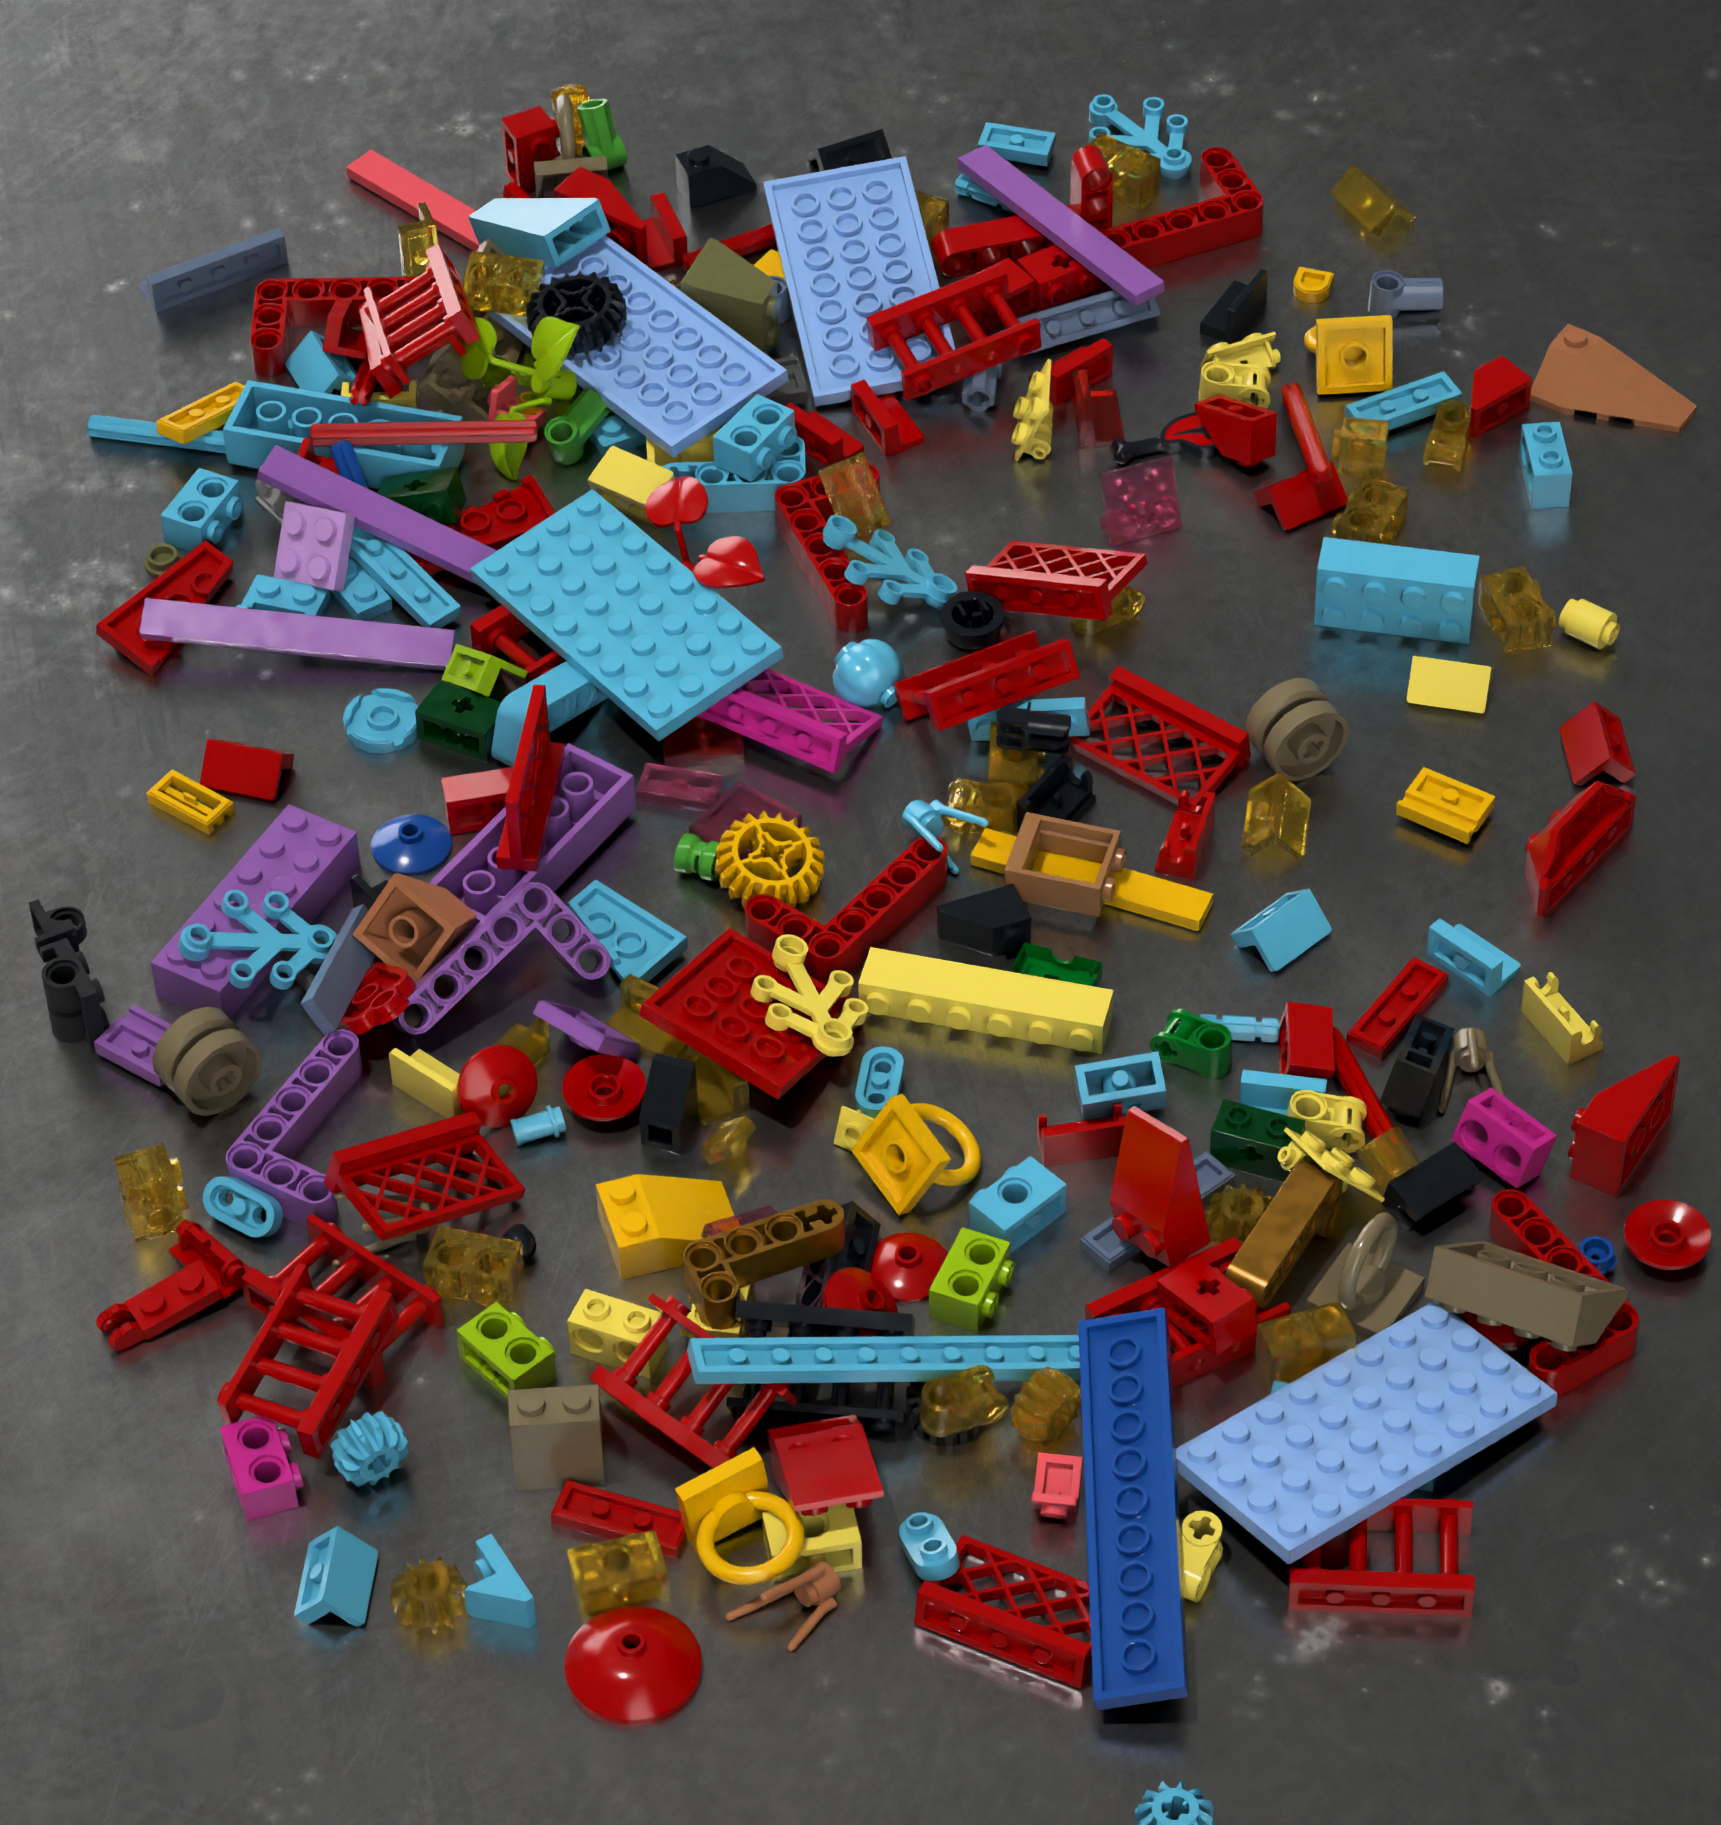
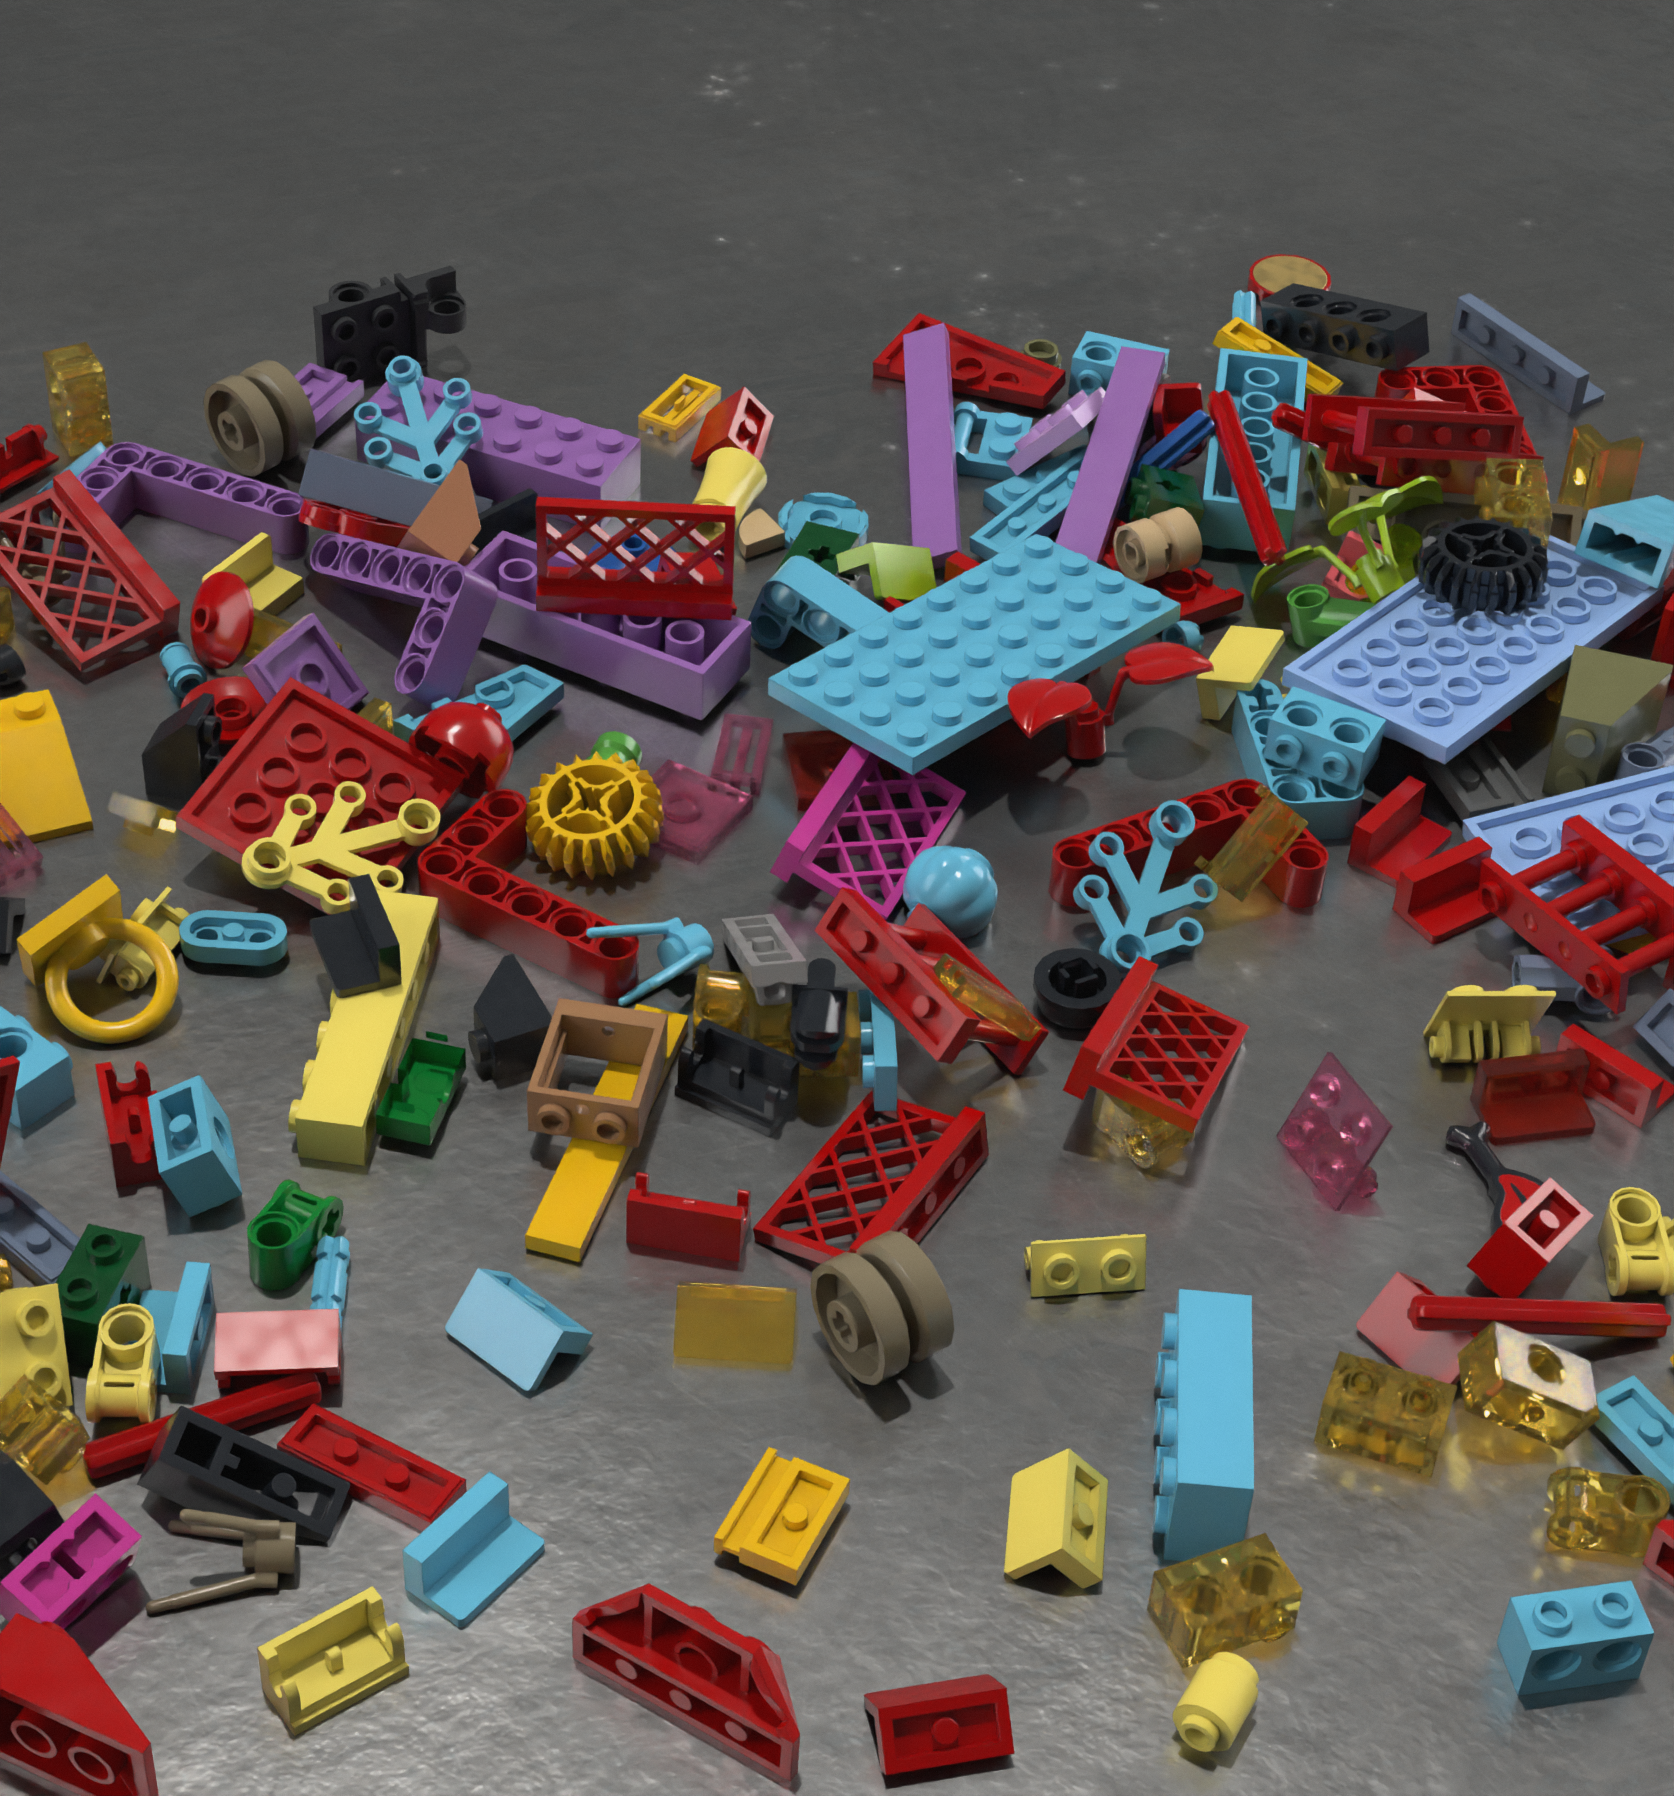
camera: 80 degrees right, 5 degrees down
(68, 394) = (1281, 270): none -> pearl gold tile
(184, 357) = (1346, 326): none -> black brick
(353, 770) = (729, 480): none -> light yellow plant
(389, 759) = (759, 534): none -> tan tile
(490, 502) = (1157, 545): none -> tan wheel
(704, 916) = (470, 742): none -> red cylinder
(930, 980) = (358, 943): none -> black panel
(954, 762) = (765, 956): none -> light grey hinge
(1029, 642) = (986, 998): none -> clear yellow tile
(1232, 645) = (1086, 1265): none -> light yellow hinge

